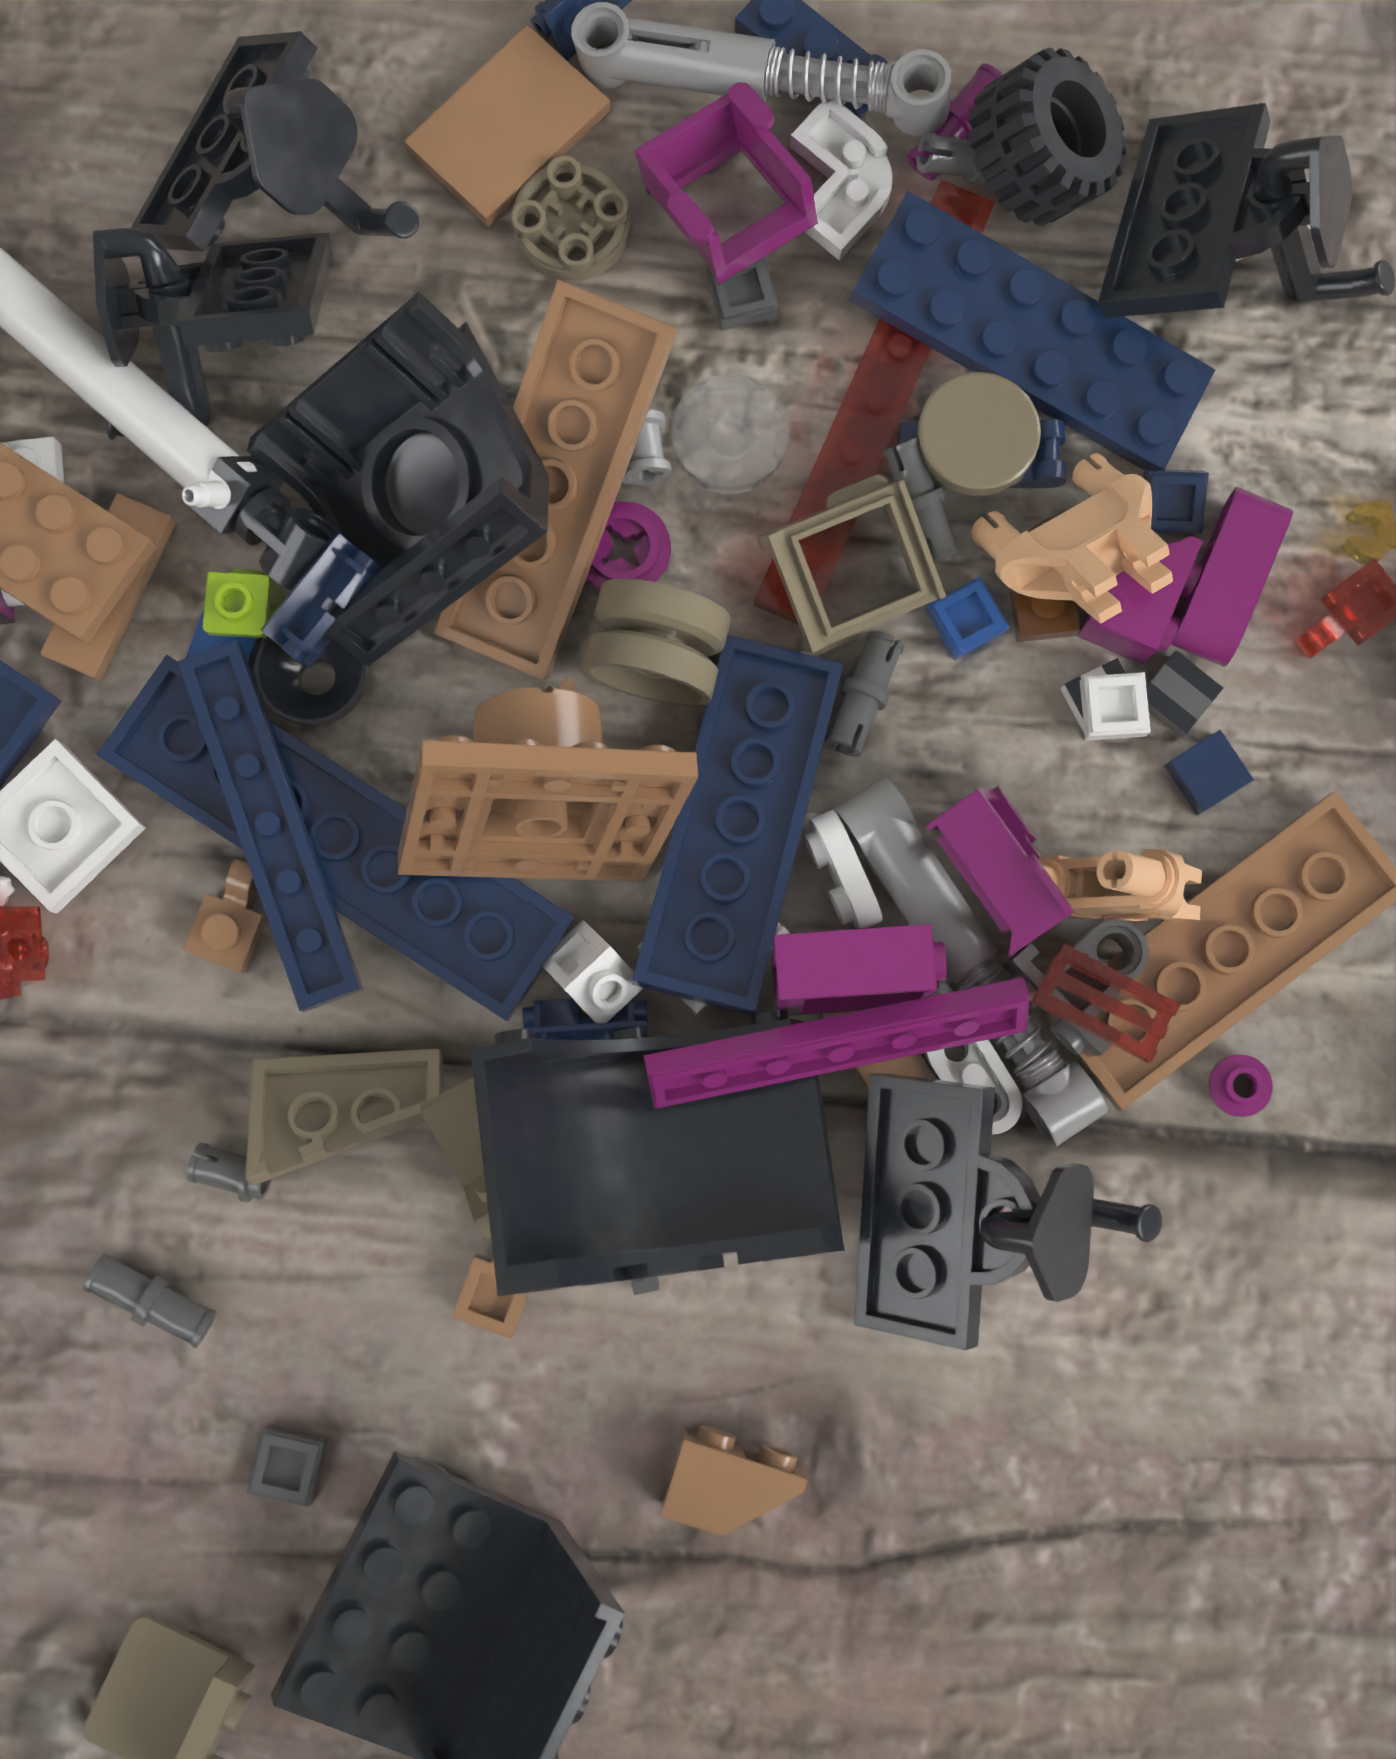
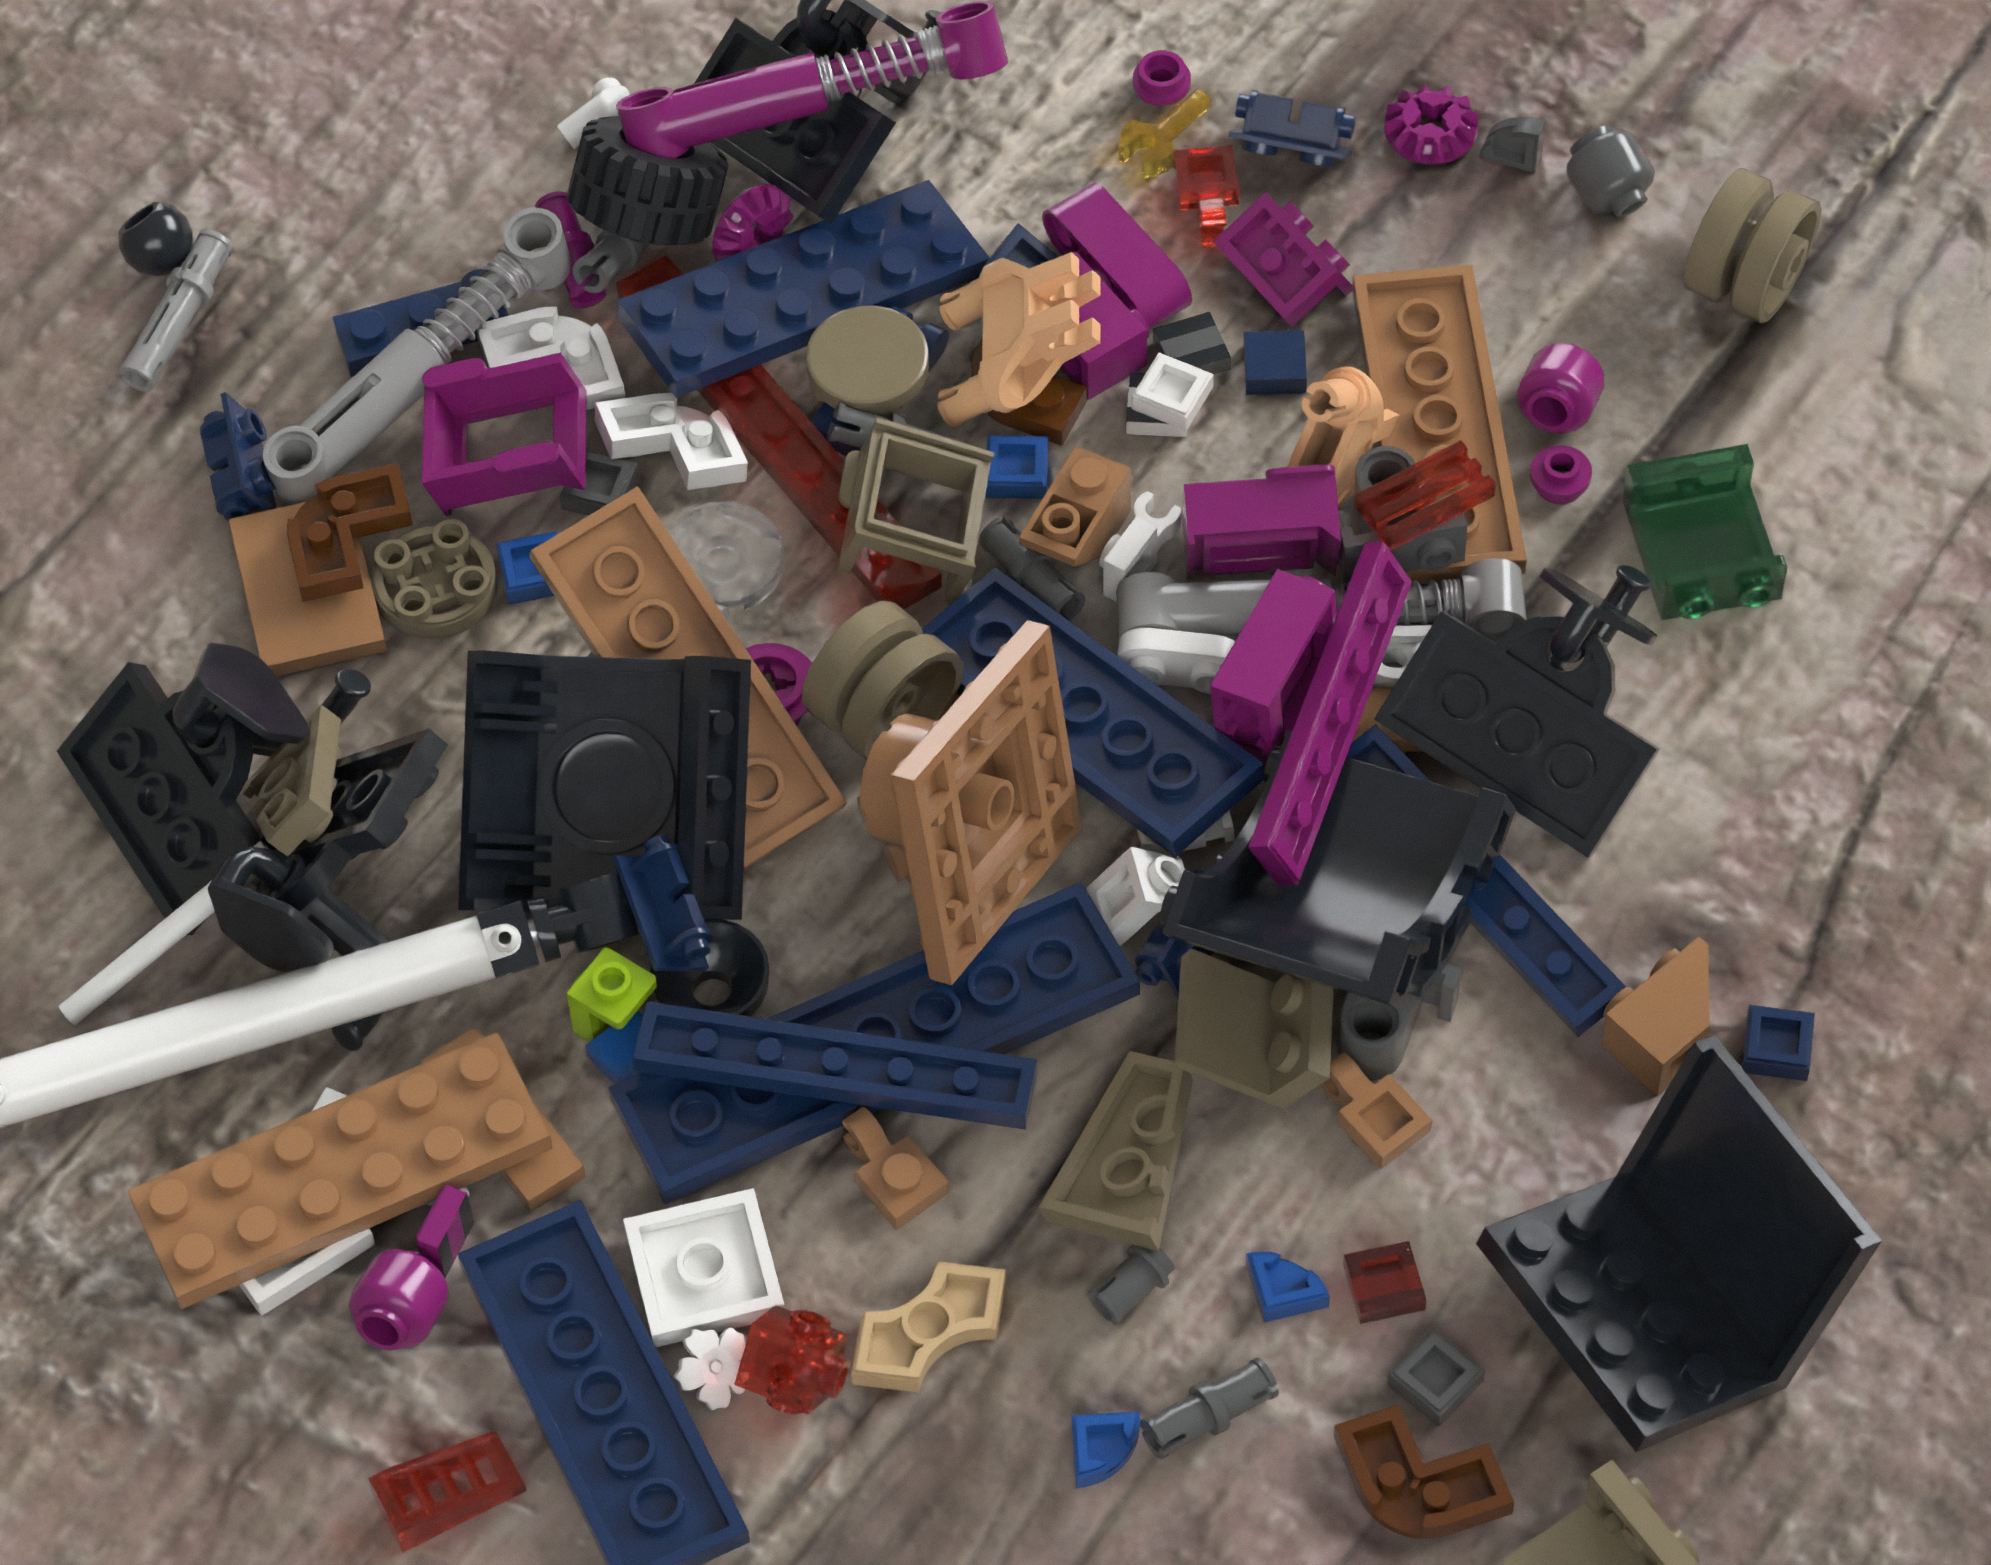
camera: 55 degrees left, 25 degrees down
(80, 1229) = (1102, 1444): none -> blue tile
(85, 222) = (141, 954): none -> white bar
(135, 1042) = (904, 1342): none -> tan tile
(160, 1515) = (1415, 1495): none -> reddish brown plate
(261, 243) = (297, 785): none -> dark tan wing
(303, 1294) = (1284, 1286): none -> blue tile
(351, 1375) = (1384, 1282): none -> clear red tile
(556, 102) = (330, 520): none -> reddish brown plate
(633, 284) = (519, 573): none -> blue tile
(755, 1294) = (1521, 922): none -> dark blue plate
(767, 1583) = (1778, 1042): none -> dark blue tile
(835, 327) = (654, 423): none -> white plate
(923, 768) = (1138, 545): none -> white plate
(932, 702) = (1080, 509): none -> medium nougat slope
(1082, 256) = (761, 204): none -> magenta gear
(1100, 117) = (673, 120): none -> magenta piece
(1113, 56) = (603, 104): none -> white arm
(1246, 1248) = (1702, 533): none -> clear green panel
(1320, 719) = (1281, 260): none -> magenta bracket
(1326, 1039) = (1560, 388): none -> magenta head

